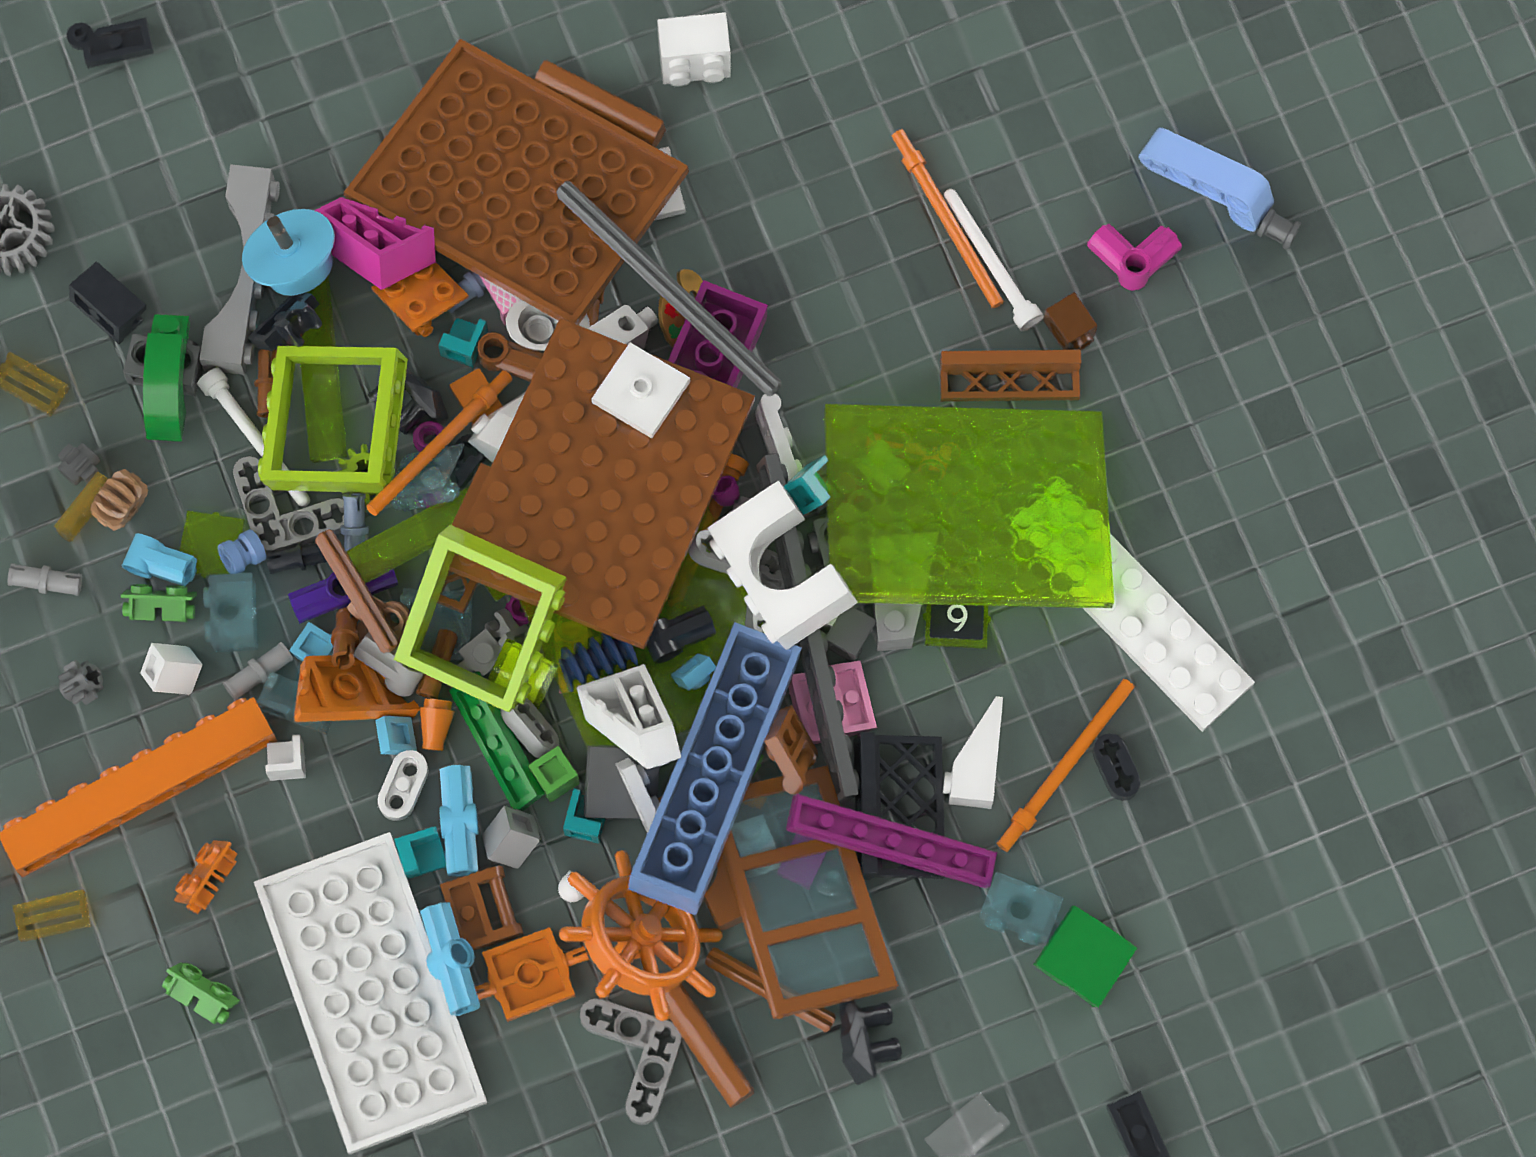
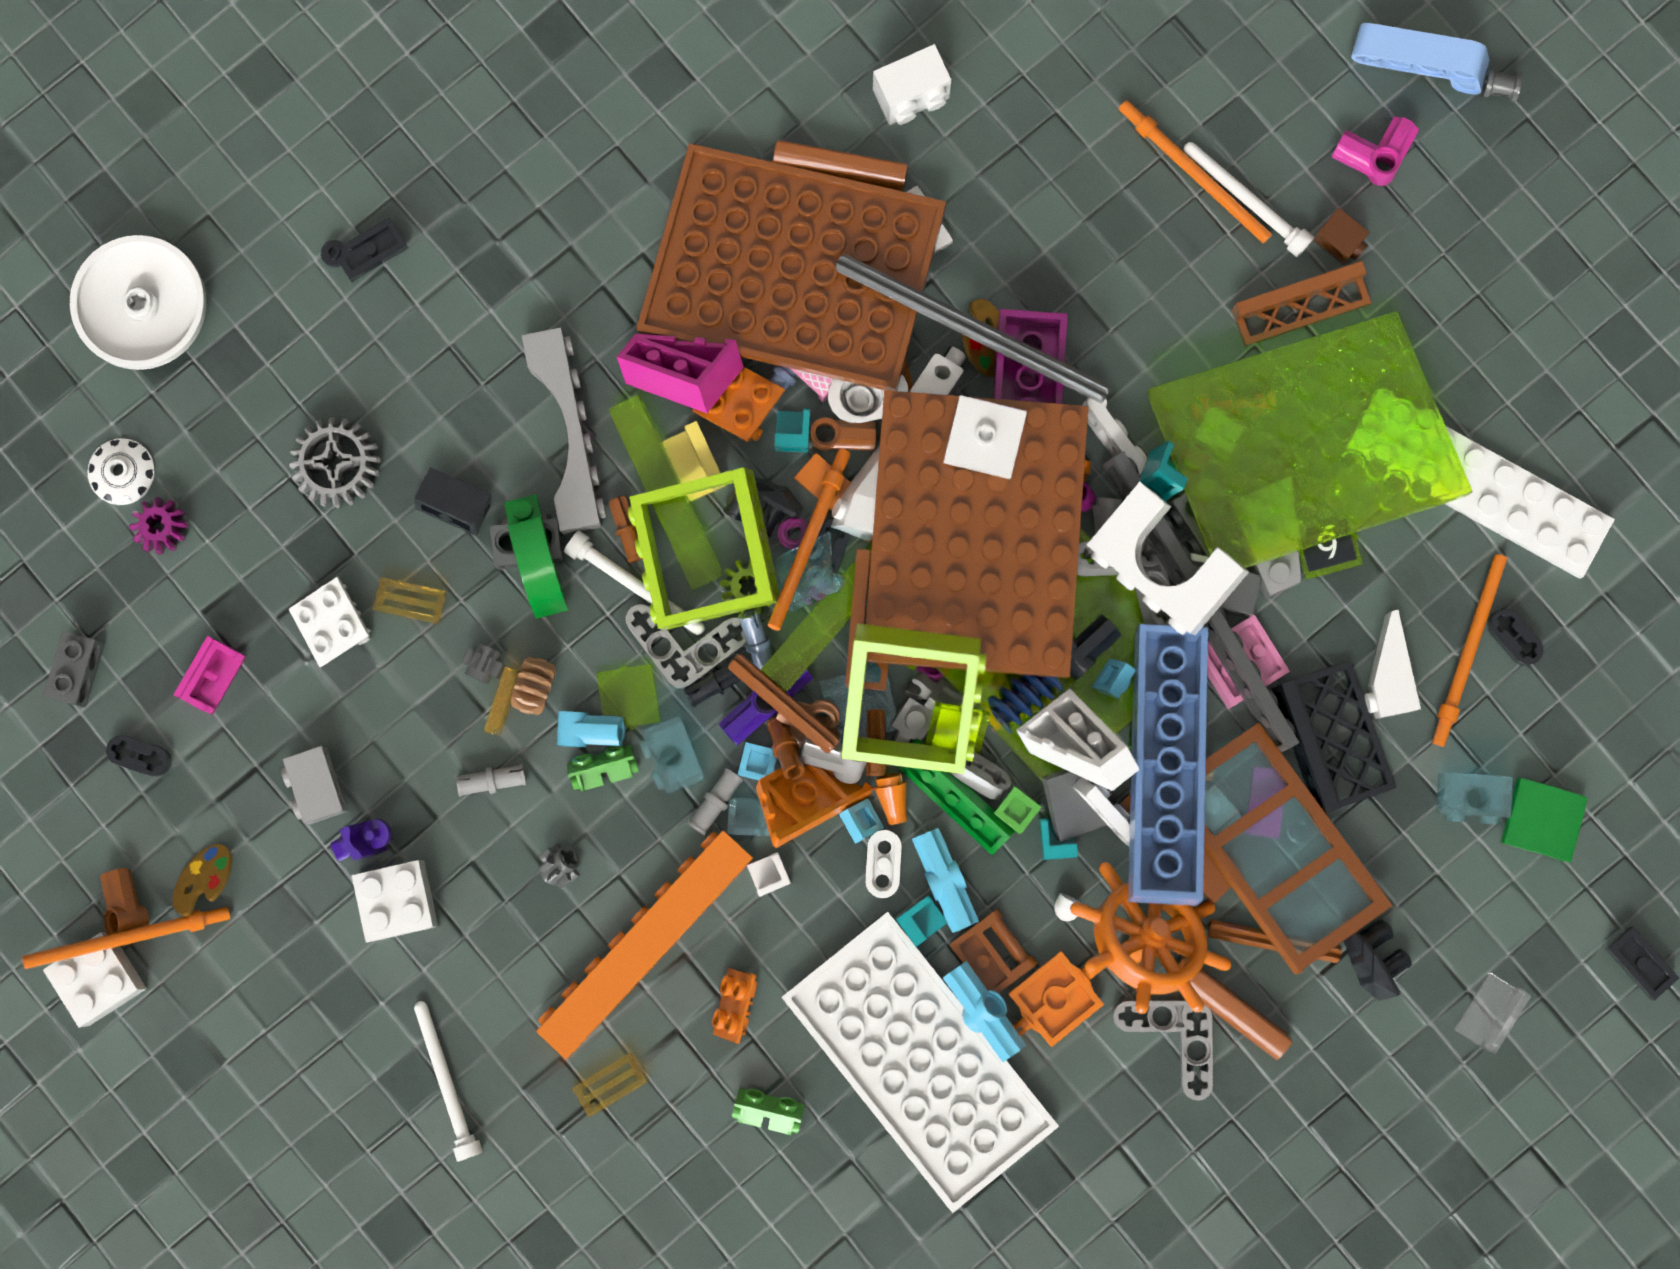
camera: 15 degrees left, 10 degrees up
(171, 668) = (636, 825): white panel -> none
(241, 552) = (662, 697): medium blue wheel -> none
(288, 323) = (629, 470): black plate -> none
(290, 252) = (608, 402): medium azure piece -> none
(356, 329) = (692, 457): none -> light yellow panel
(511, 837) = (997, 879): light grey panel -> none
(791, 749) = (1226, 722): dark orange plate -> none
(891, 841) = (1341, 775): magenta tile -> none

